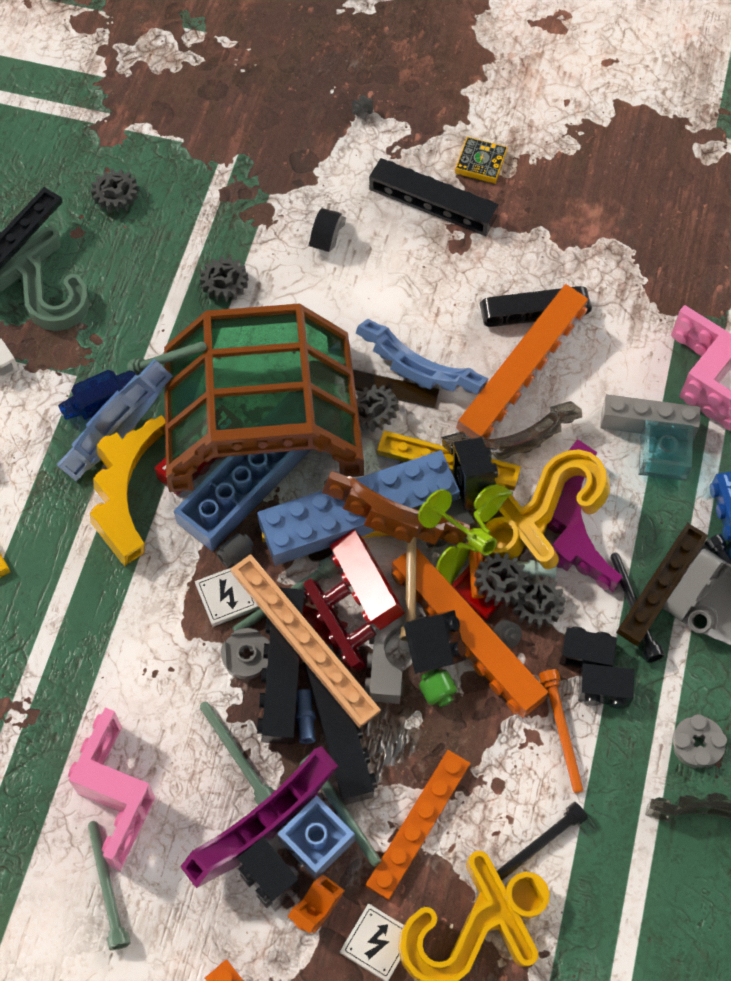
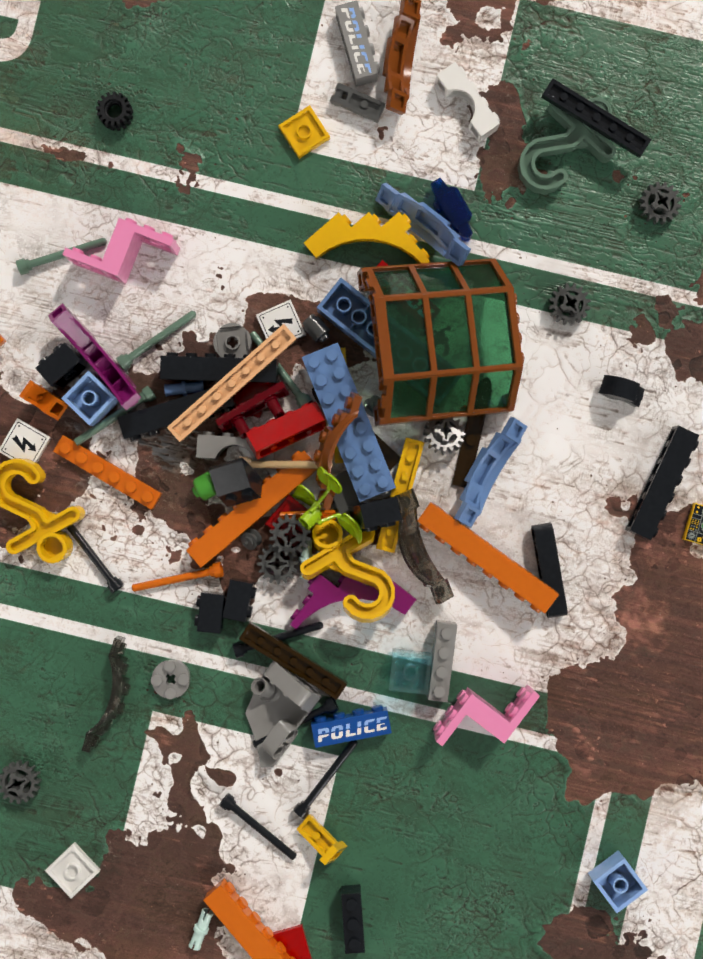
camera: 90 degrees right, 25 degrees up
(139, 364) = (480, 240): sand green piece -> none

